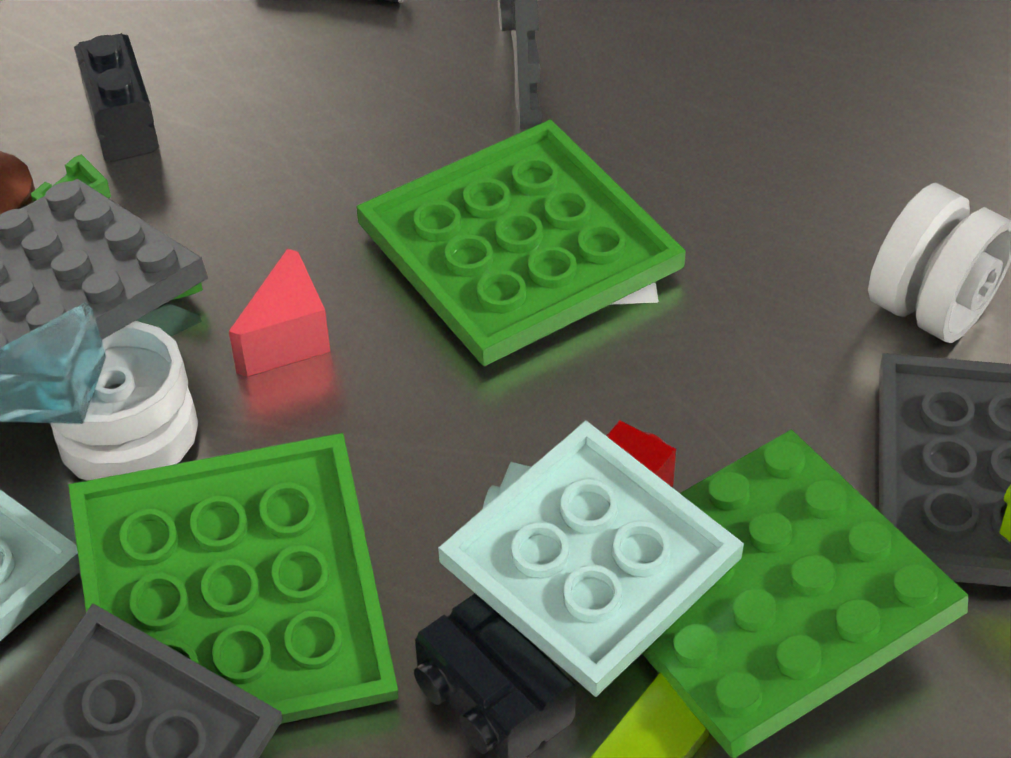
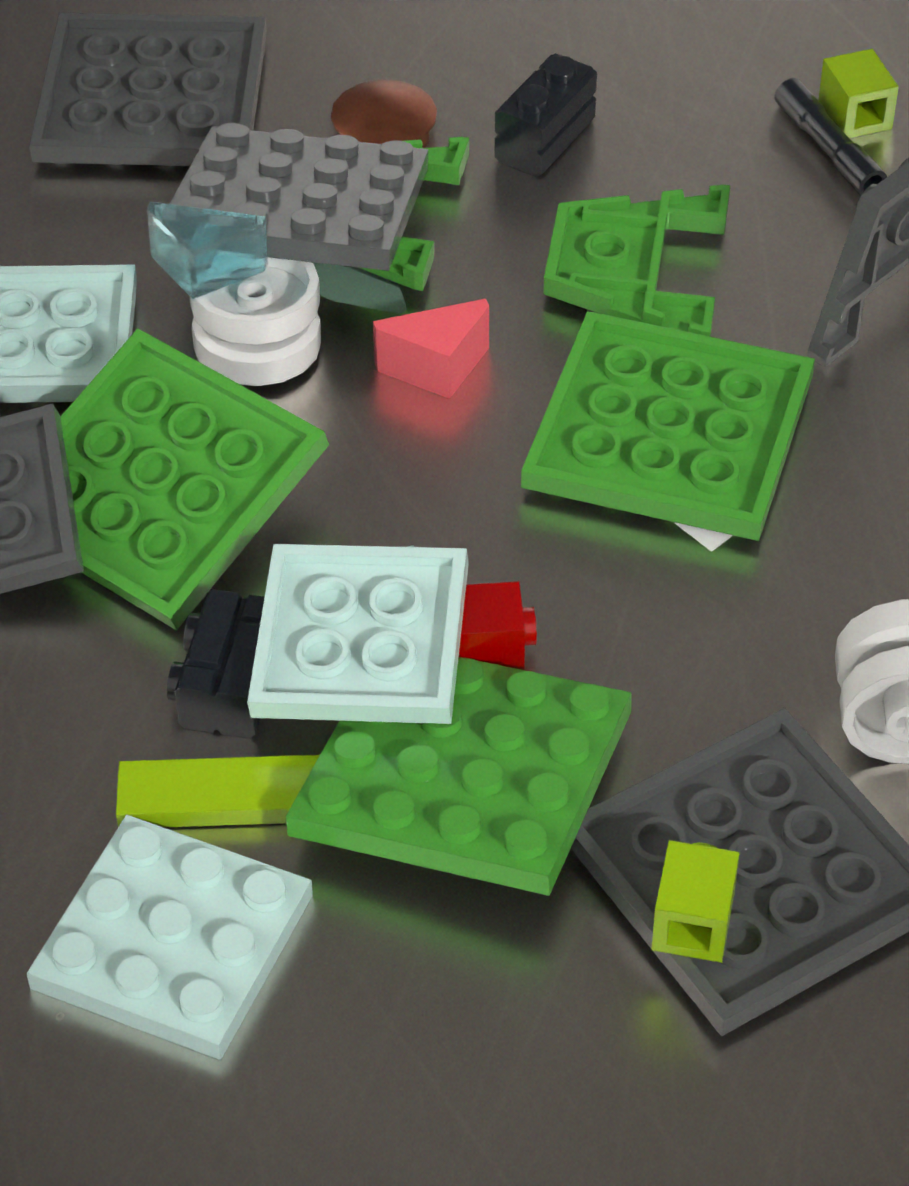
camera: 50 degrees right, 0 degrees up
(312, 164) = (611, 251): none -> bright green wing

